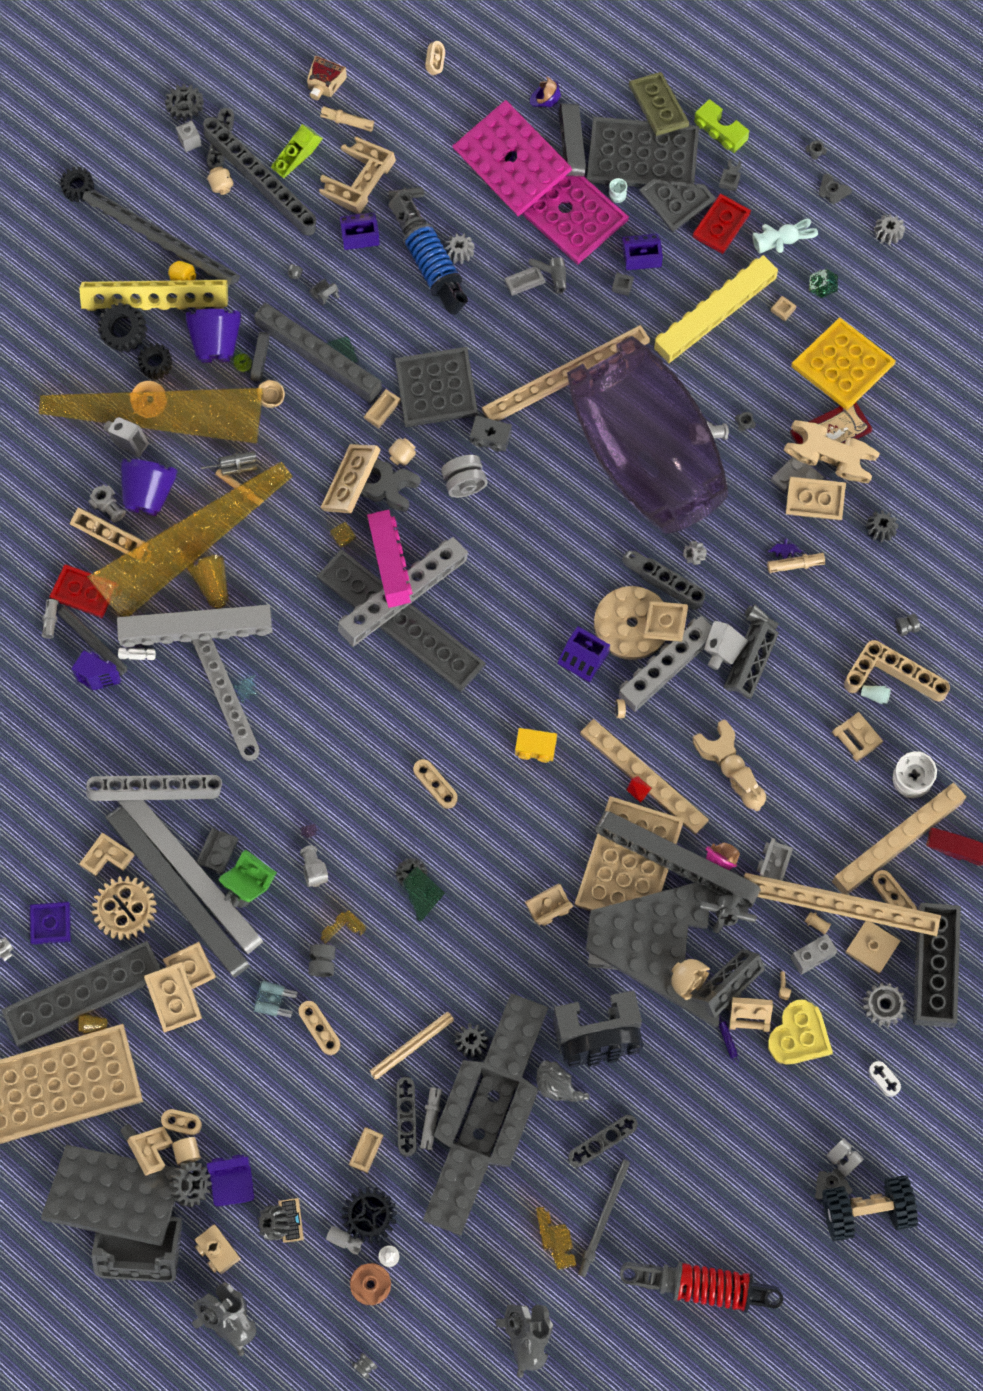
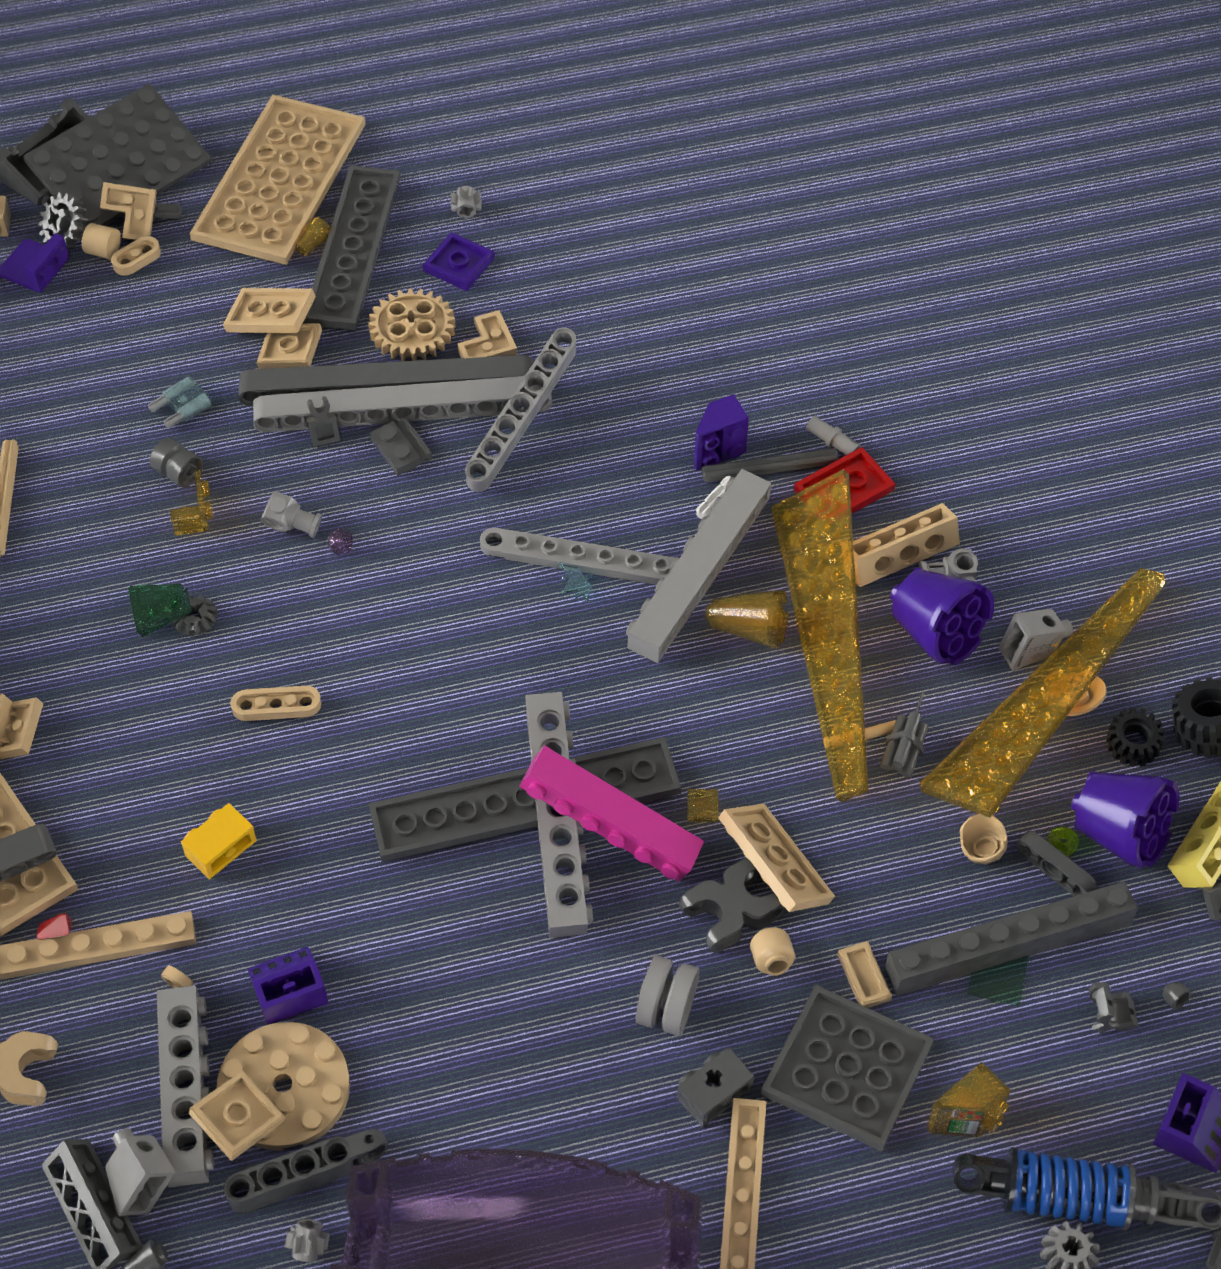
camera: 125 degrees right, 15 degrees down
(248, 877) = (334, 440): bright green bracket -> none
(317, 1019) = (108, 423): tan plate -> none
(421, 319) = (971, 1105): none -> clear yellow slope

